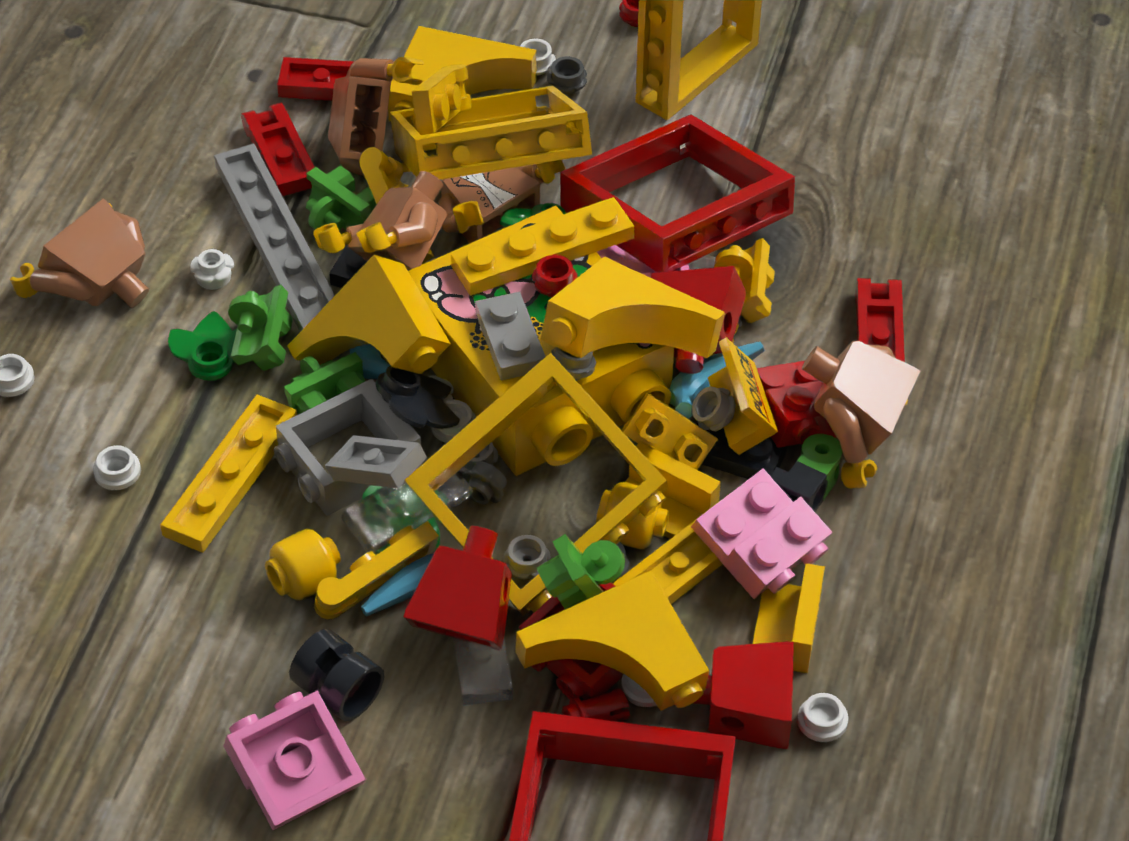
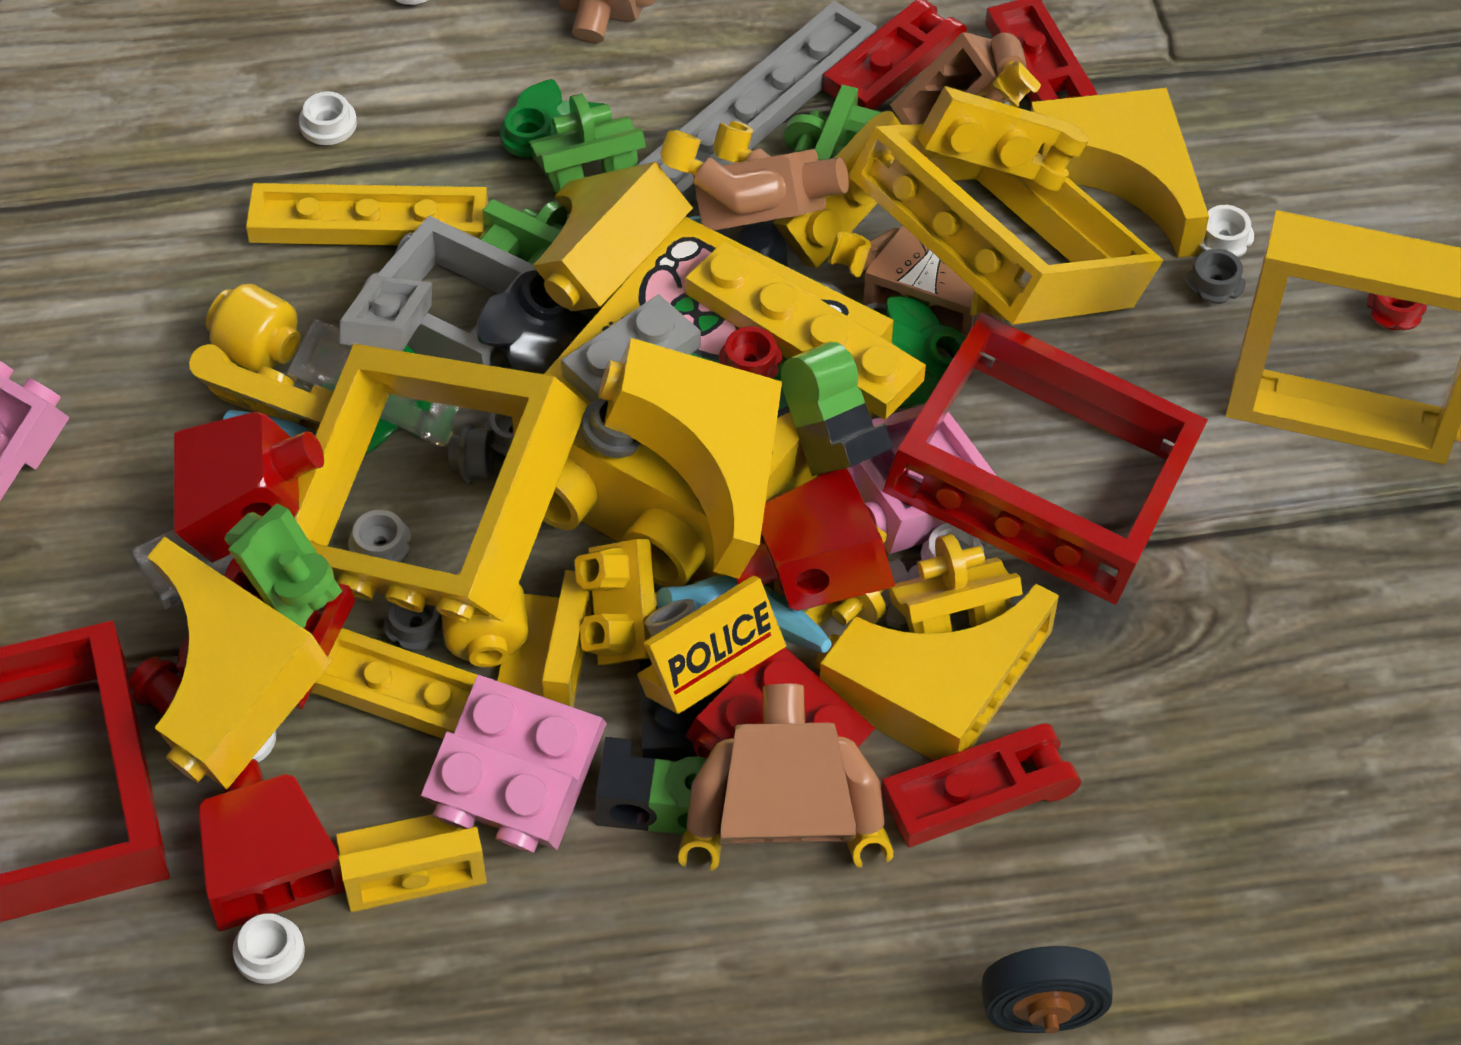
camera: 65 degrees right, 5 degrees up
(212, 269) = (670, 78): white plate -> none
(342, 677) = (107, 421): black wheel -> none
(603, 239) = (831, 409): none -> leg
(806, 312) = (941, 686): none -> yellow arch
(1042, 342) = (1047, 989): none -> black wheel

